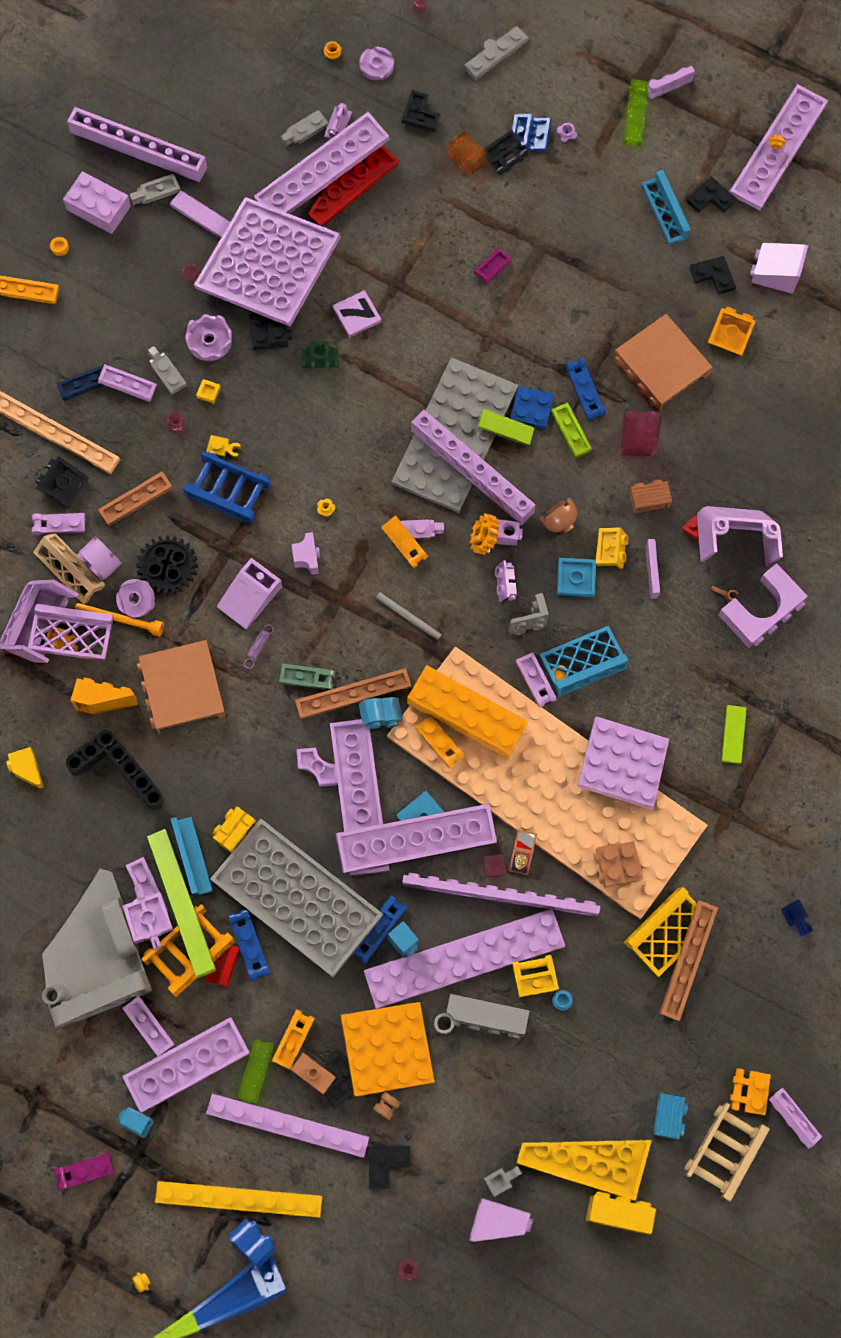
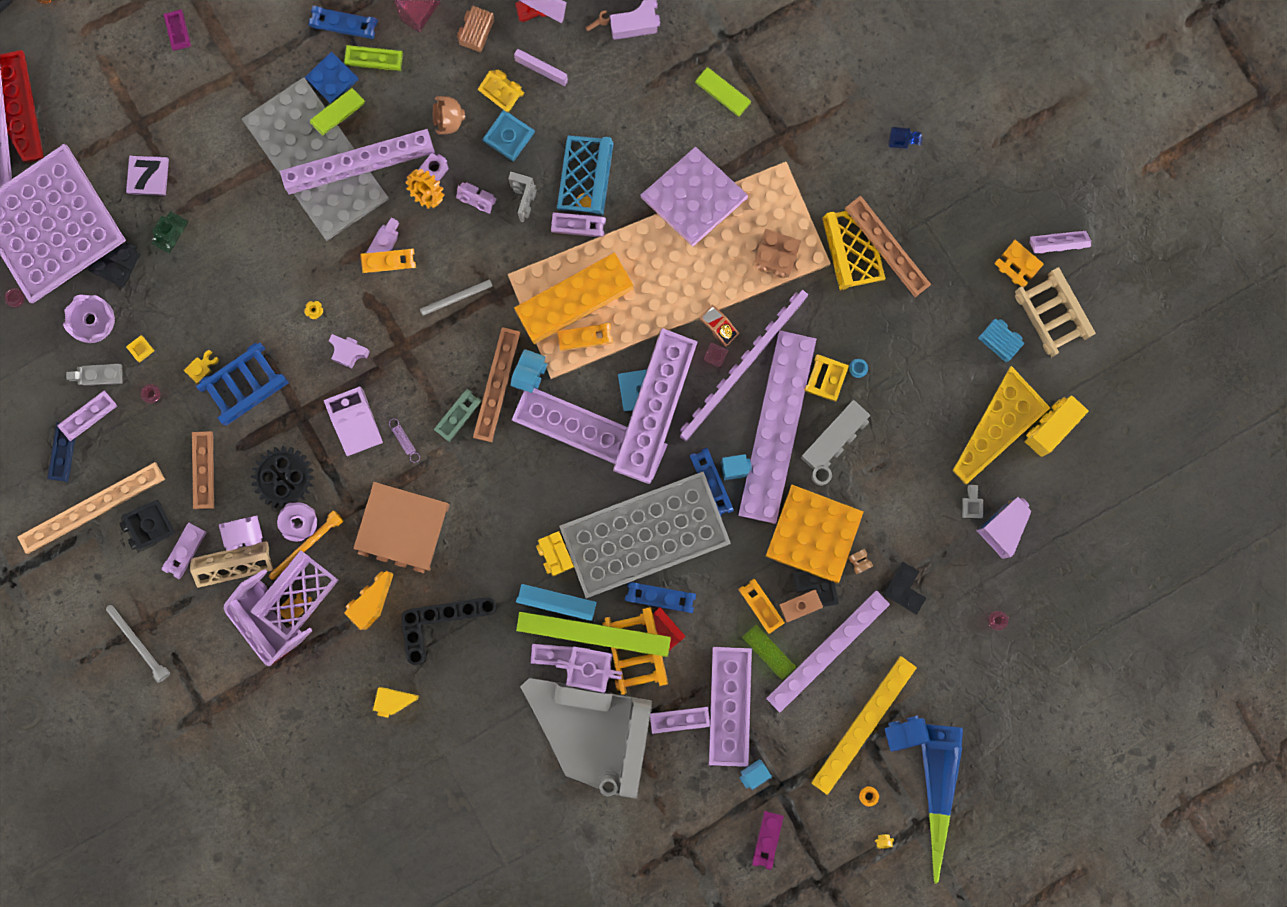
camera: 60 degrees left, 10 degrees up
(168, 1243) = (875, 796): none -> light orange plate
(310, 761) = (533, 455): lavender tile -> none

